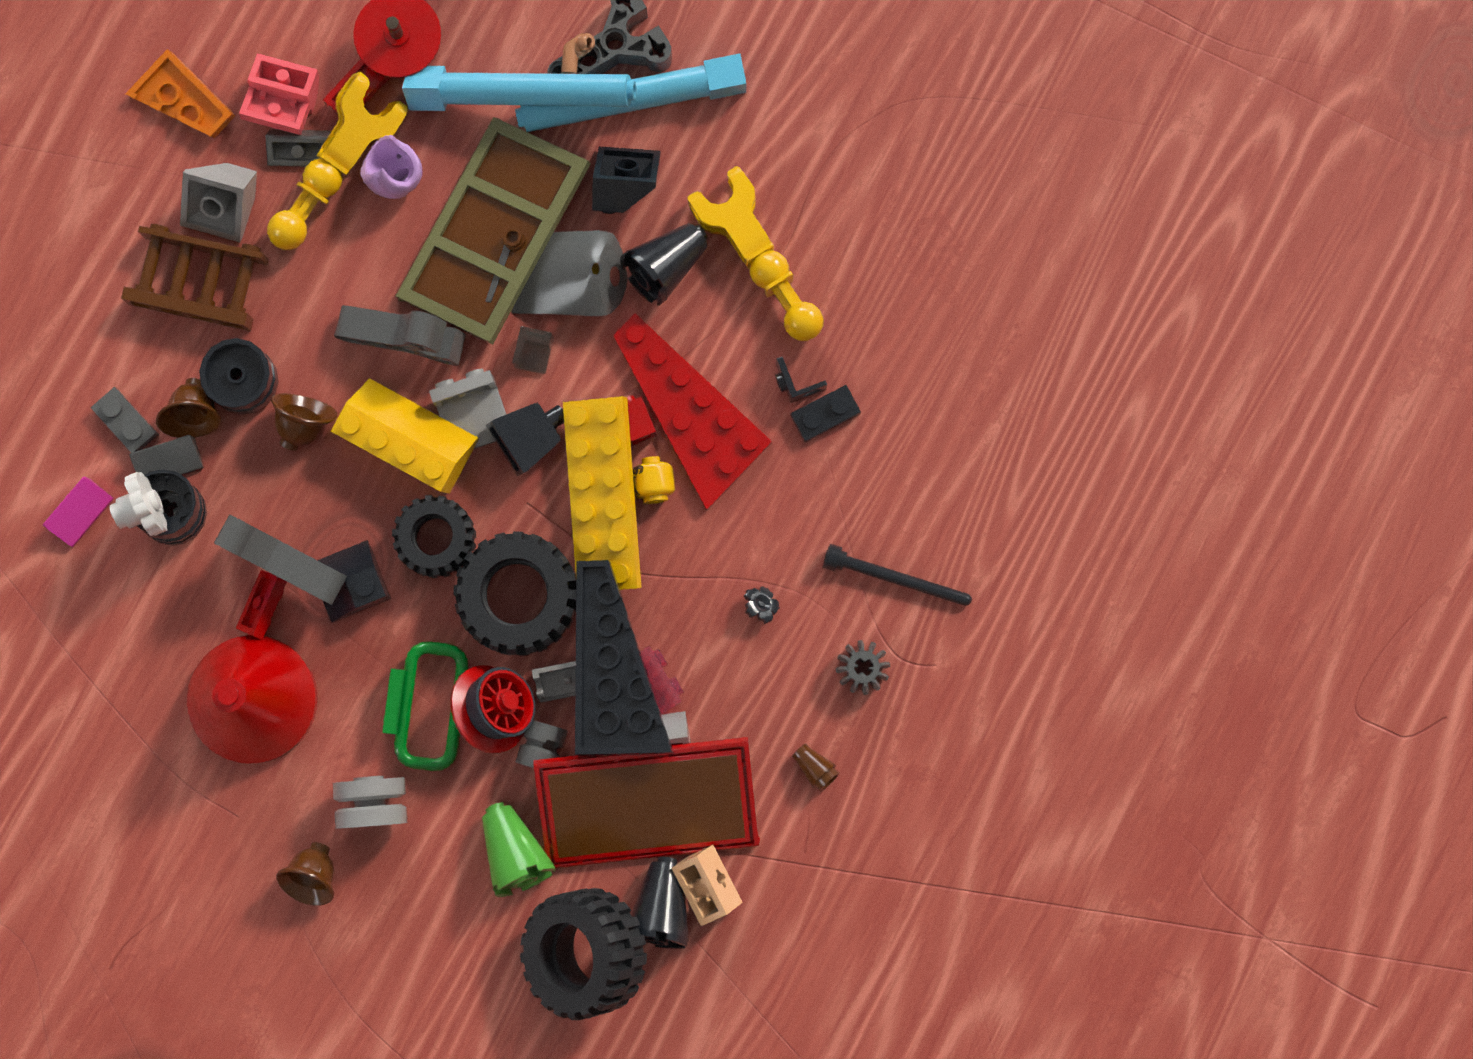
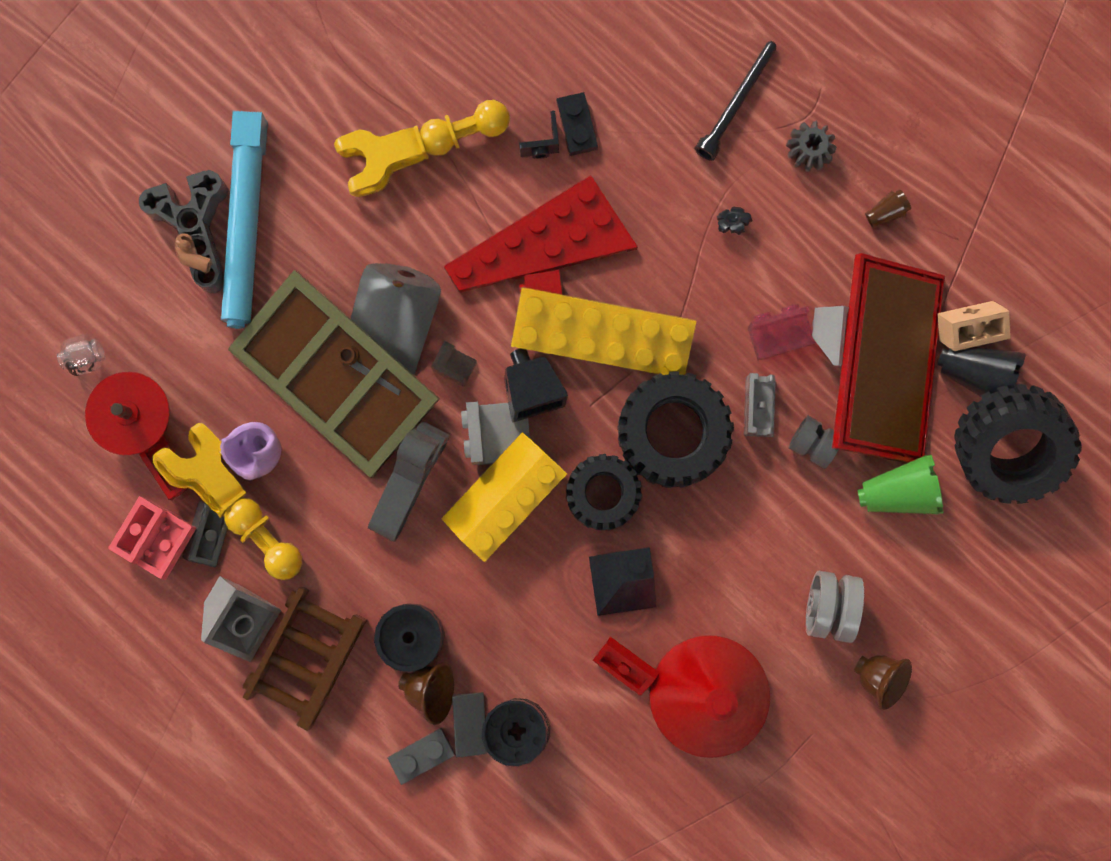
camera: 75 degrees left, 0 degrees up
(78, 511) = (496, 818): dark pink slope -> none
(139, 506) = (516, 753): white plant -> none
(181, 95) = (127, 631): orange wing -> none
(280, 559) = (595, 633): dark grey beam -> none
(300, 418) = (463, 589): reddish brown hat -> none
(400, 700) = (743, 560): green bar -> none
(436, 88) = (188, 392): medium azure brick -> none
(492, 707) = (774, 474): red piece -> none
(612, 687) = (785, 360): black wing -> none
(623, 178) = (318, 244): black slope -> none
(653, 480) = (600, 285): yellow head -> none
(664, 261) = (405, 227): black cone -> none

